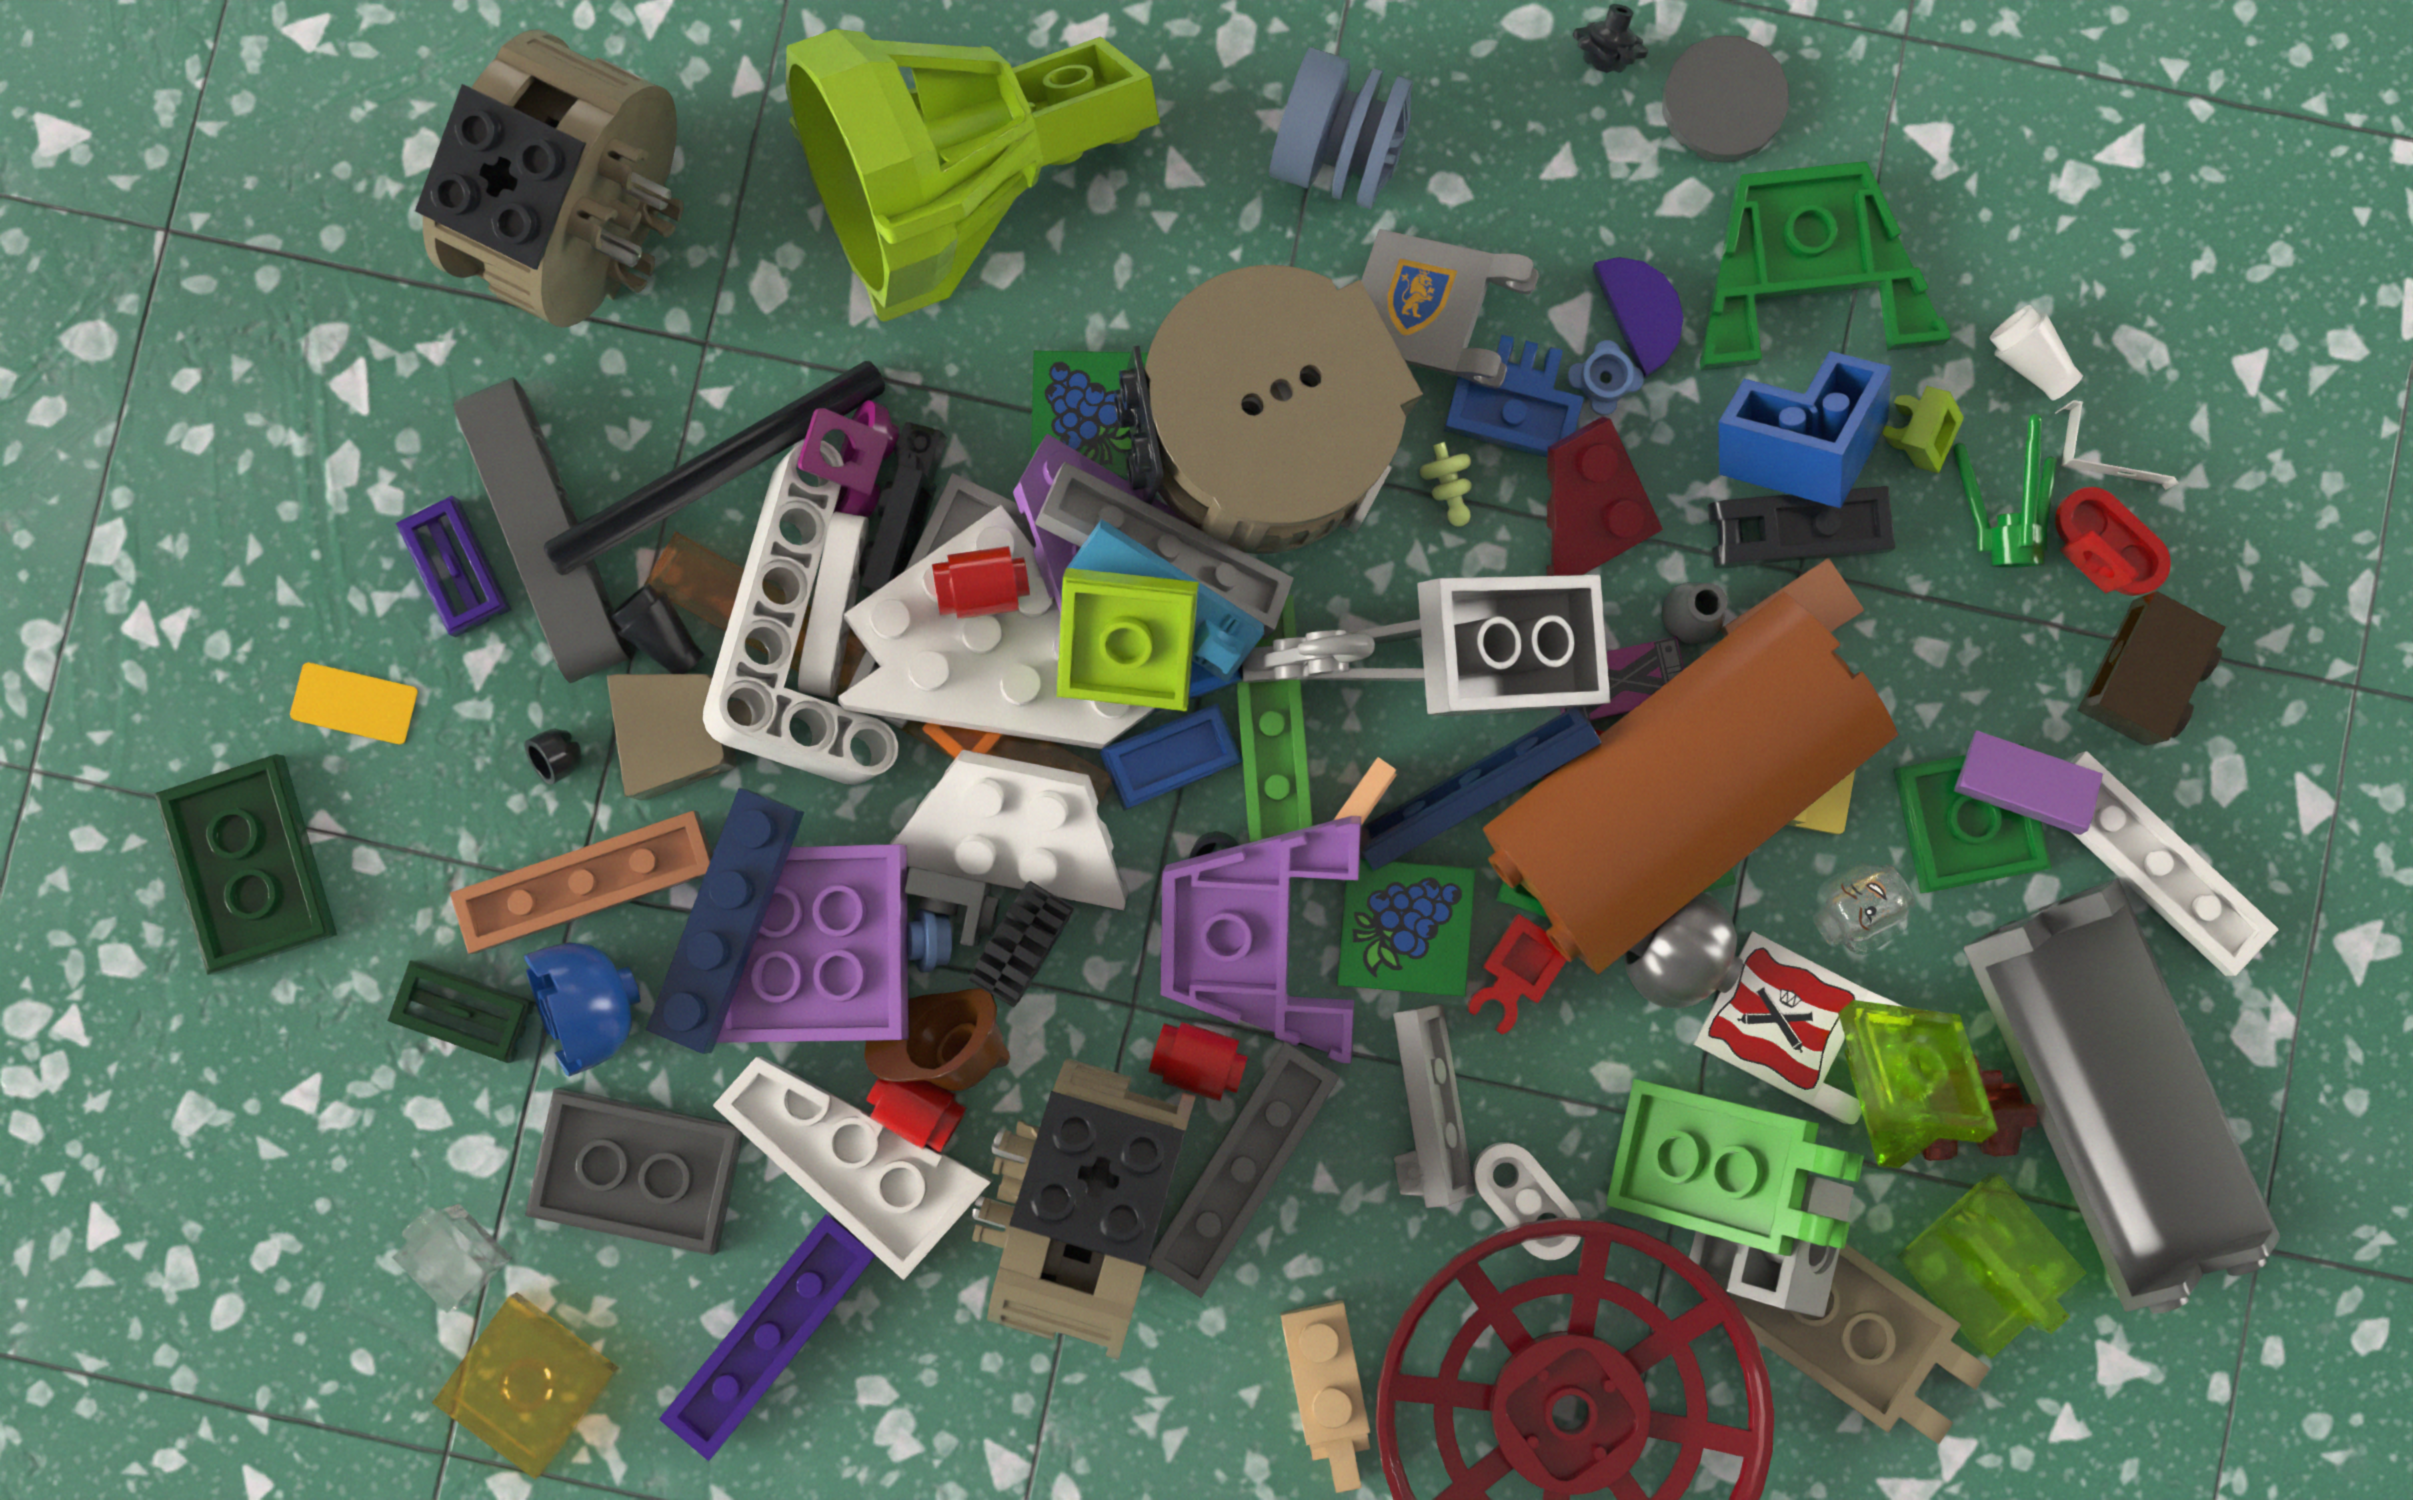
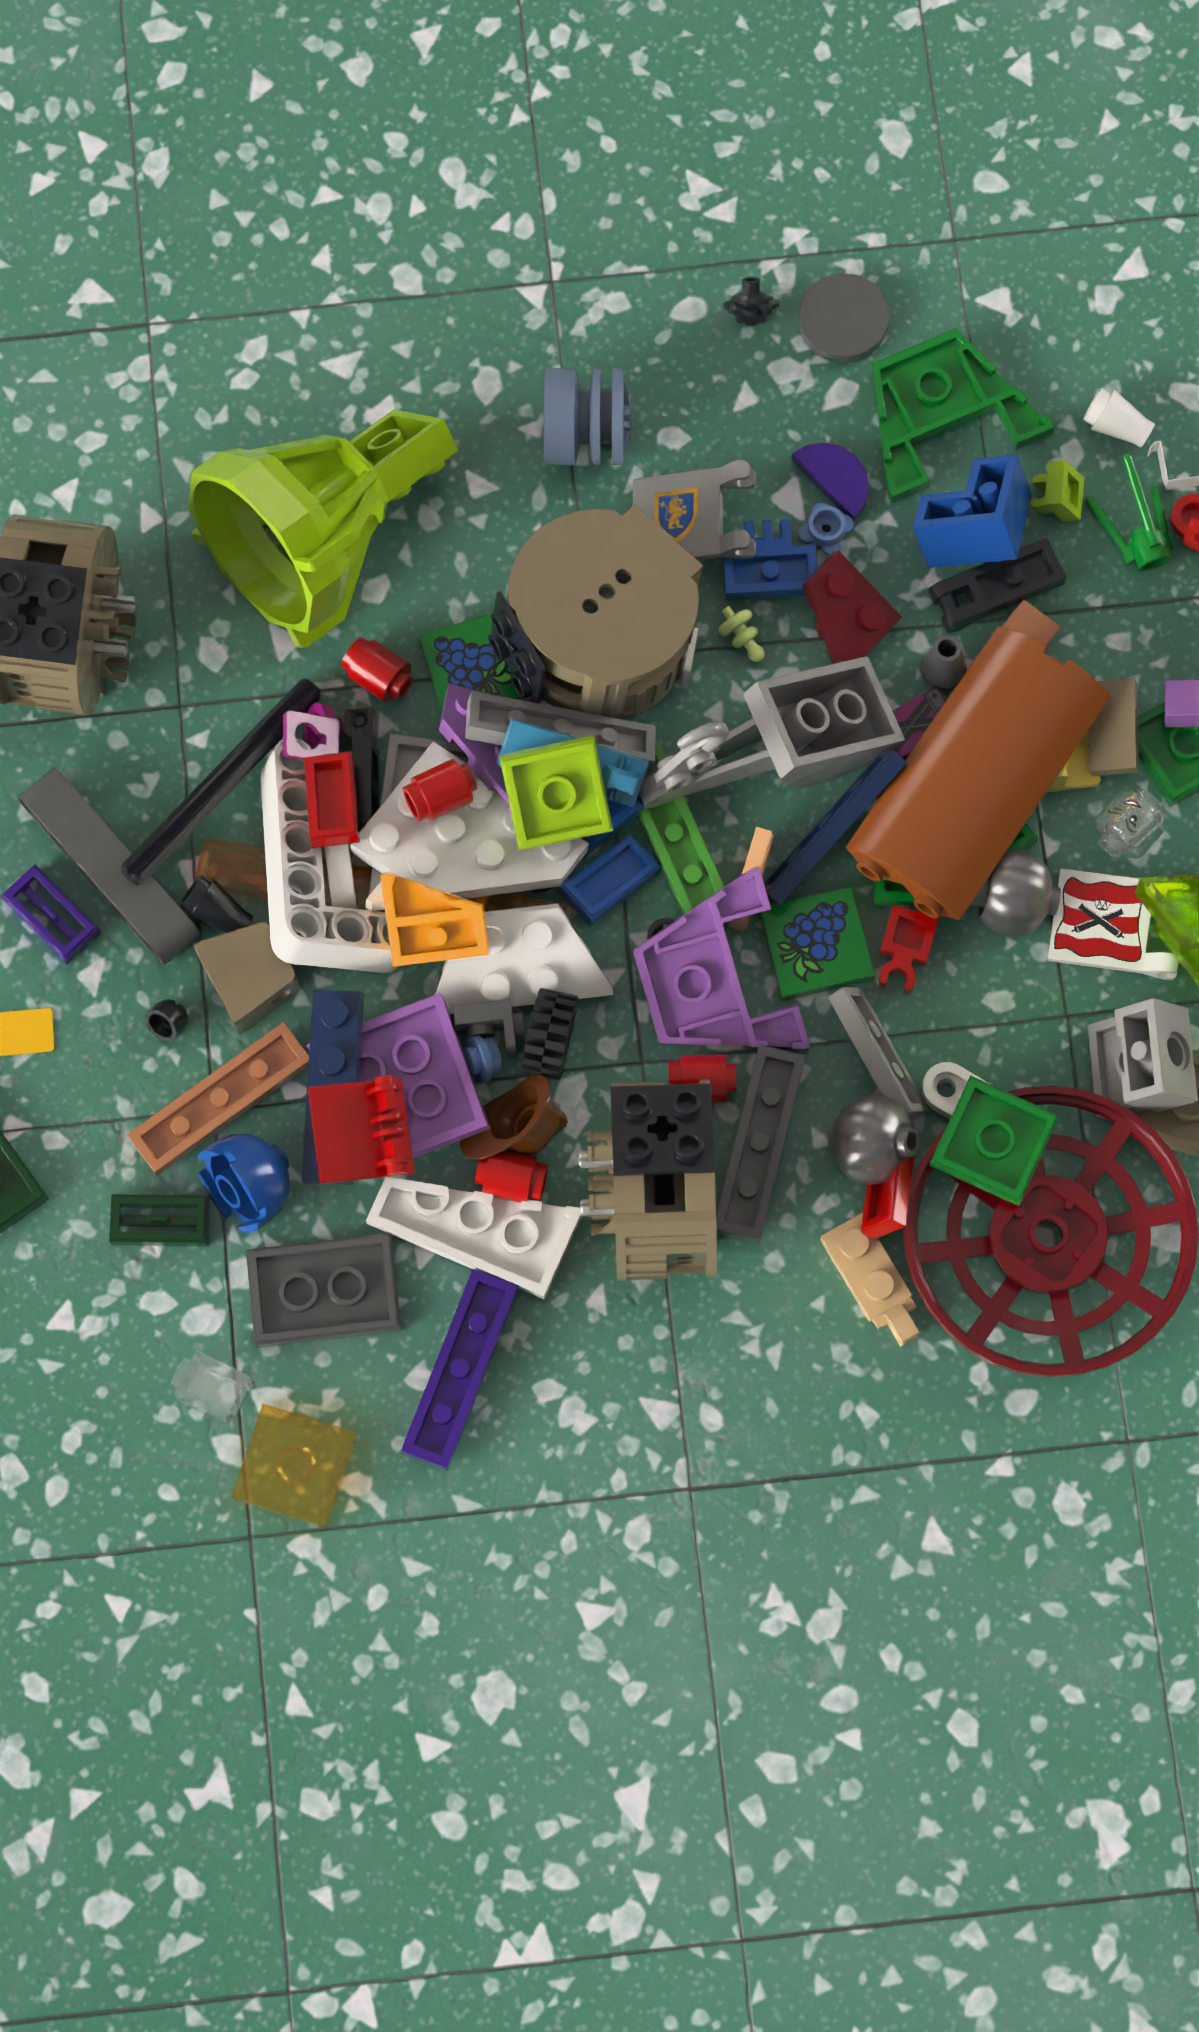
camera: 20 degrees left, 10 degrees down
(735, 998) = (361, 1130): none -> red hinge
(839, 546) = (331, 799): none -> red tile
(910, 756) = (431, 923): none -> light orange wing
(966, 380) = (377, 669): none -> red brick
(1387, 1287) = (888, 1202): none -> red tile
(1388, 1221) = (872, 1138): none -> flat silver plant
(1542, 1283) = (994, 1140): none -> green tile
(1724, 1169) = (1093, 1022): bright green tile -> none
(1884, 785) = (1115, 731): none -> dark tan tile

